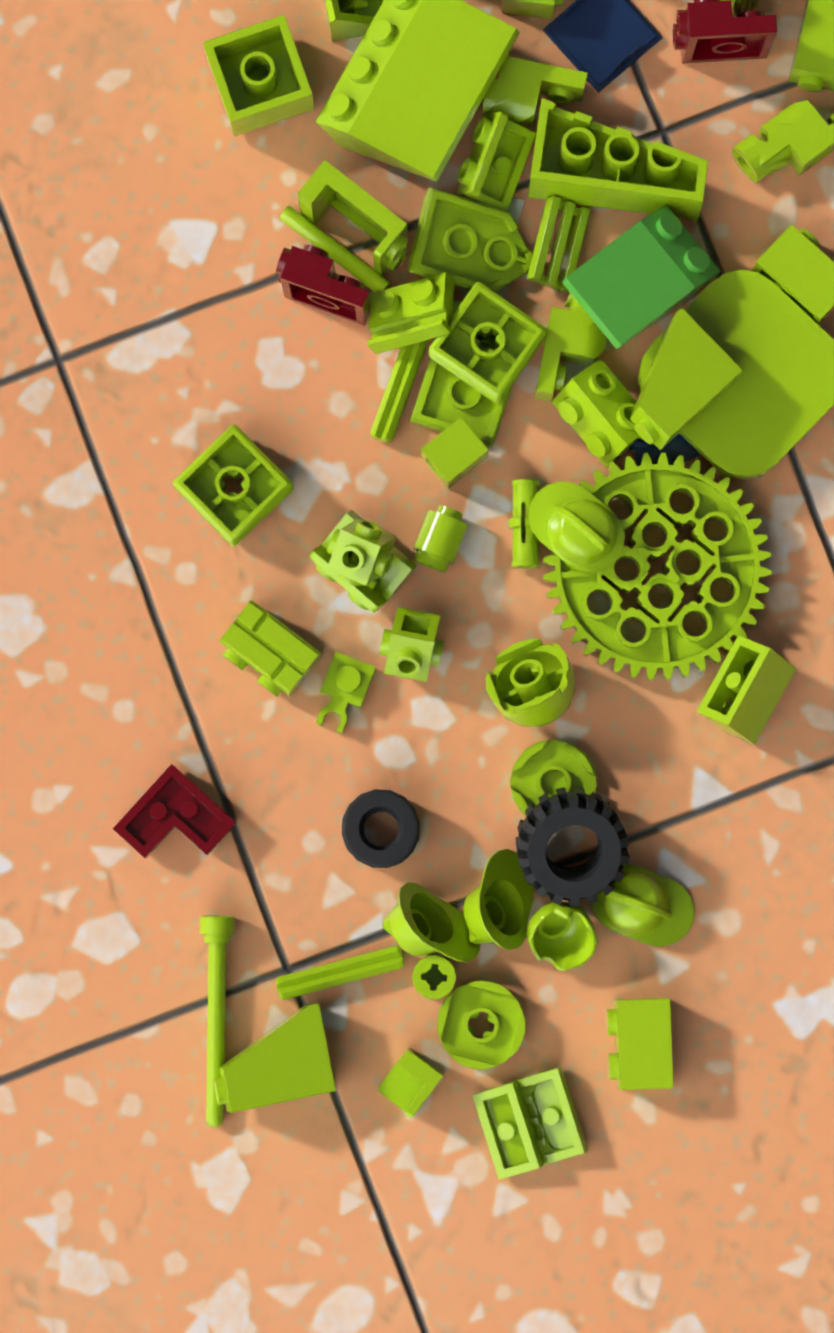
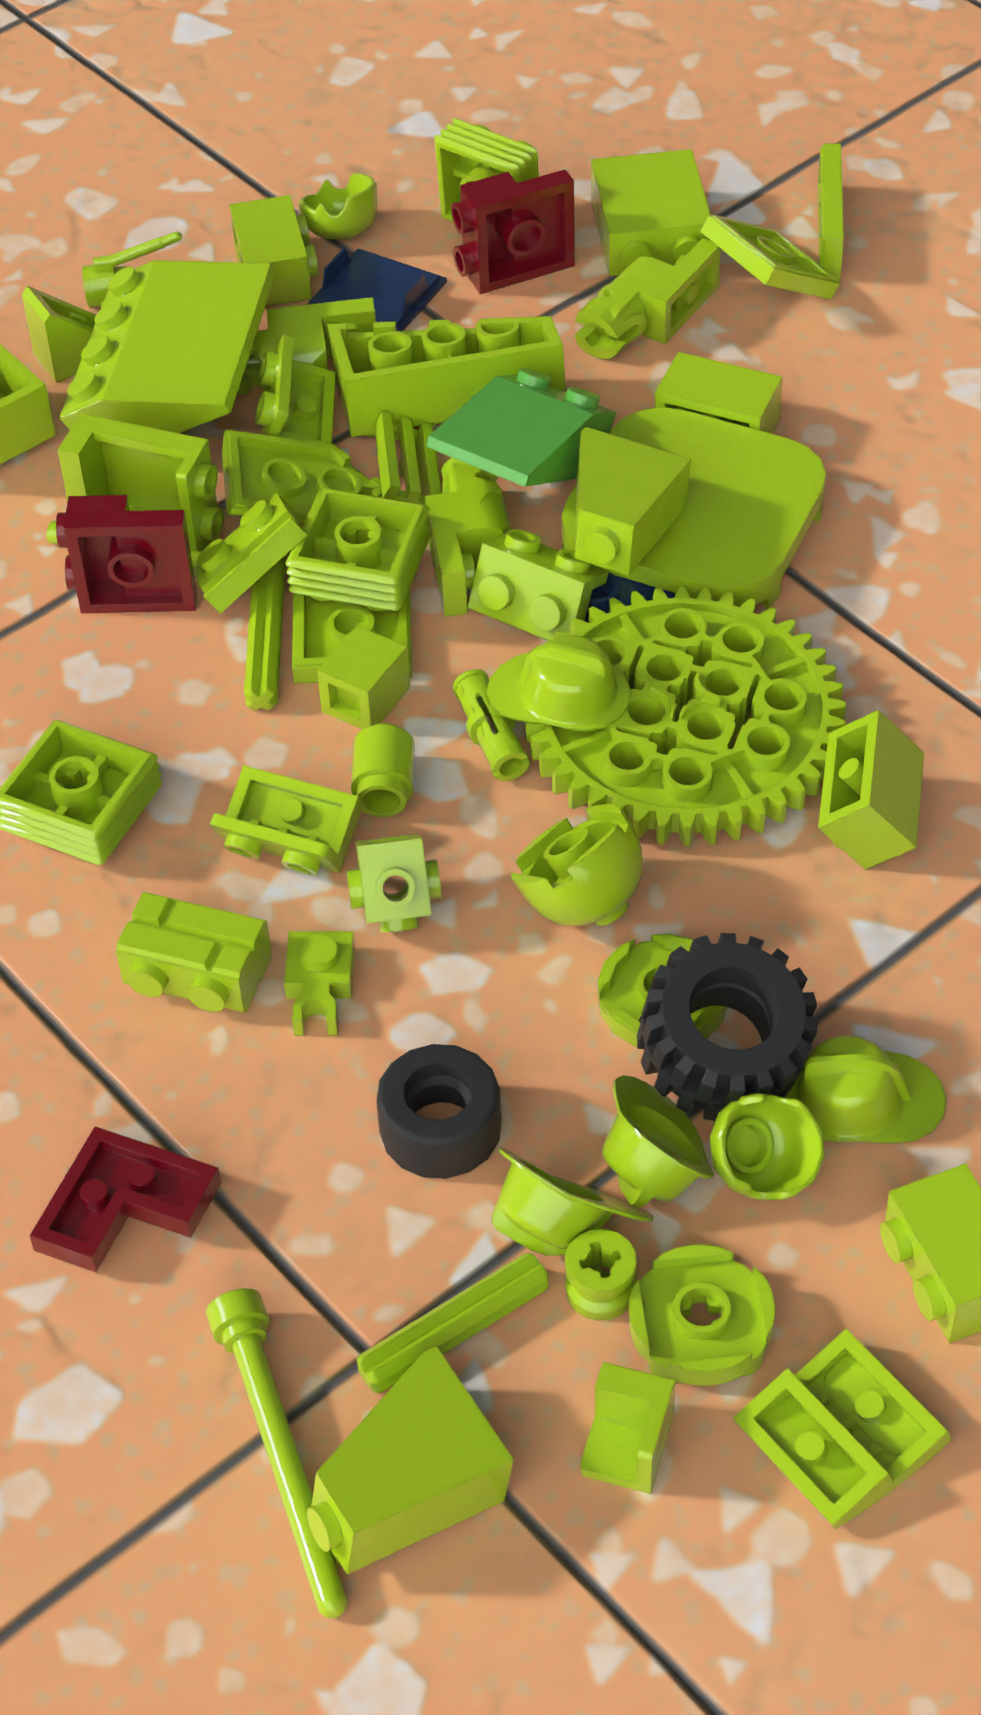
camera: 20 degrees left, 35 degrees down
(371, 548) = (294, 790): lime brick -> none

